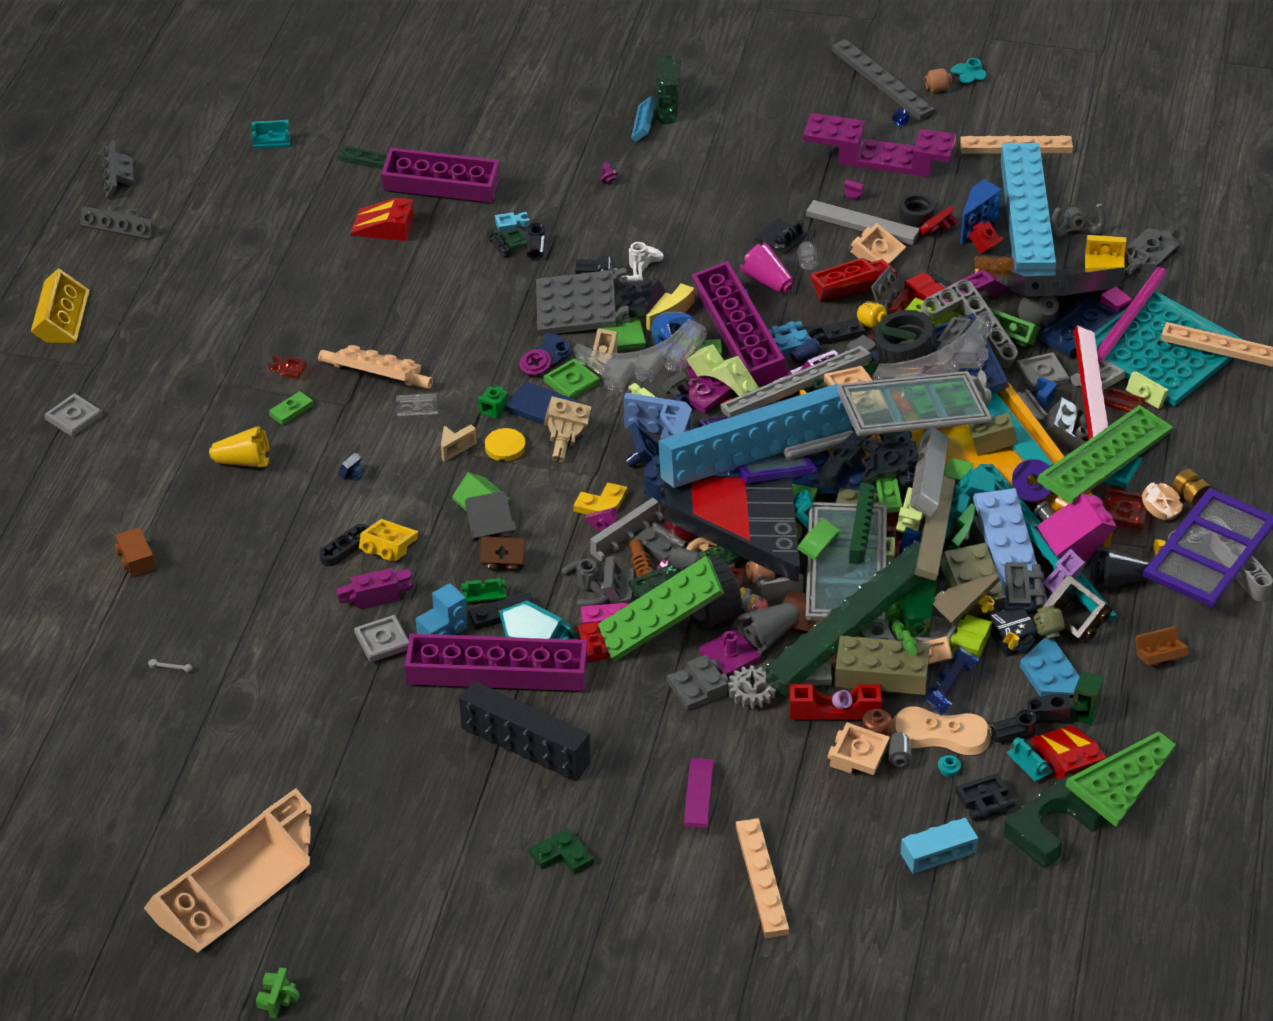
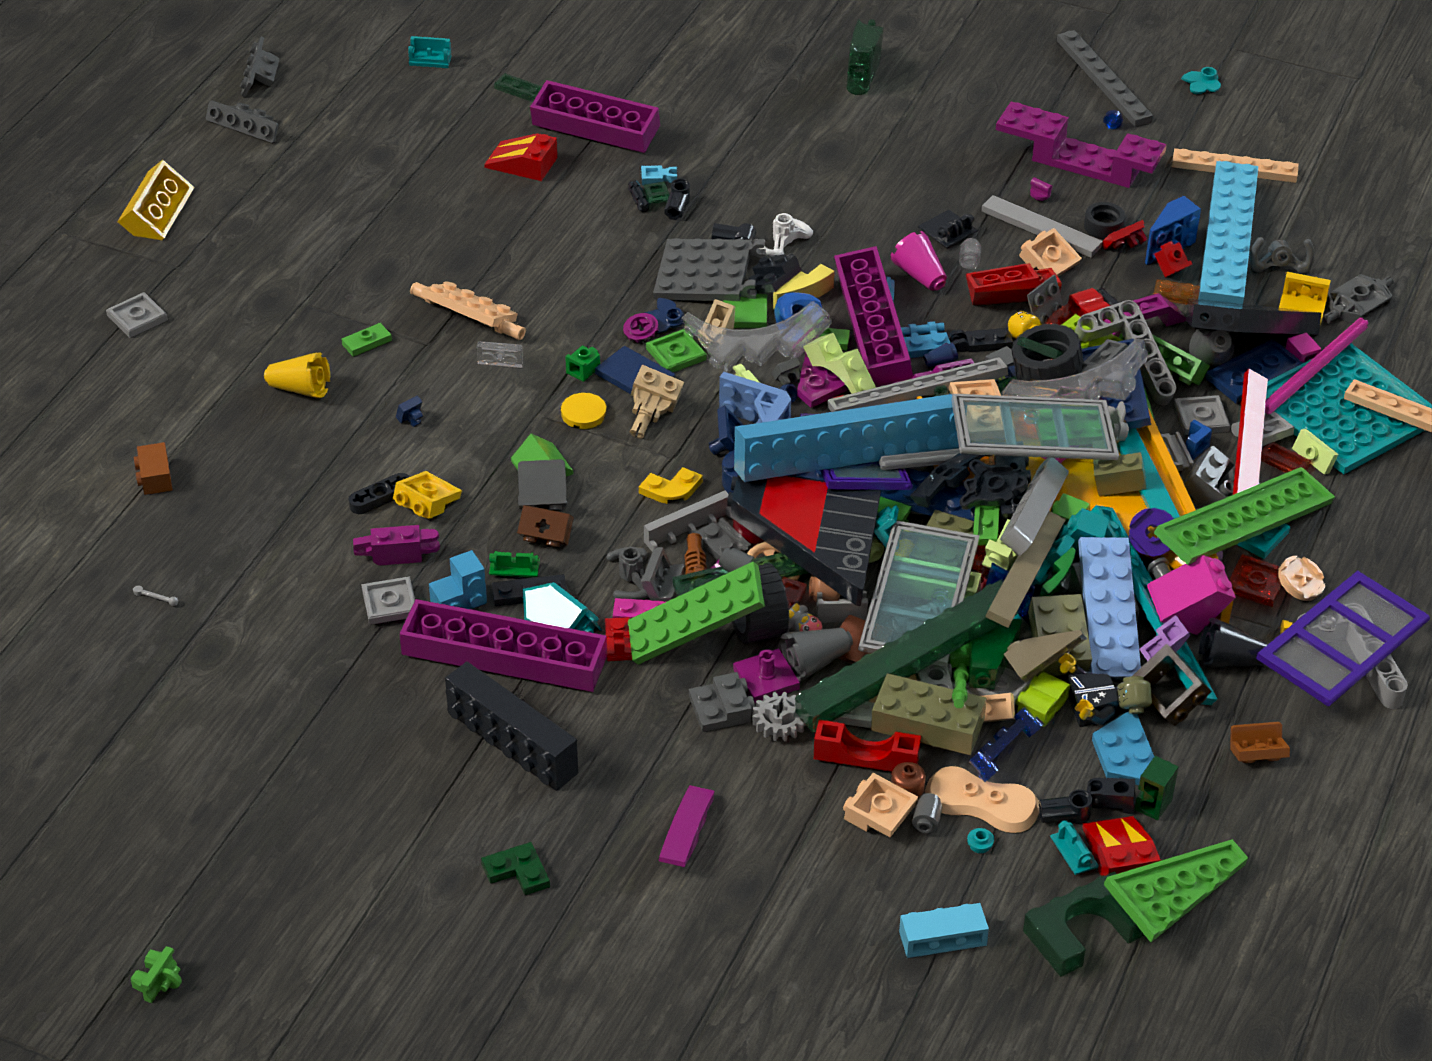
camera: 10 degrees right, 0 degrees up
(236, 875) = (152, 835): light nougat slope -> none
(289, 367) = (377, 296): clear red plate -> none
(454, 444) = (530, 401): tan slope -> none
(602, 519) = (664, 505): magenta plate -> none
(608, 175) = (776, 141): magenta plate -> none
(643, 119) = (830, 86): dark azure plate -> none
(762, 878) = (733, 935): light nougat plate -> none
(818, 539) = (891, 562): bright green slope -> none
(844, 702) = (877, 749): lavender hinge -> none
(862, 524) = (944, 552): dark green gear -> none
(938, 80) = (1164, 86): nougat head -> none
(982, 791) = (1011, 875): black plate -> none
(1018, 587) = (1107, 648): dark grey plate -> none
(1190, 486) = (1337, 565): pearl gold wheel -> none

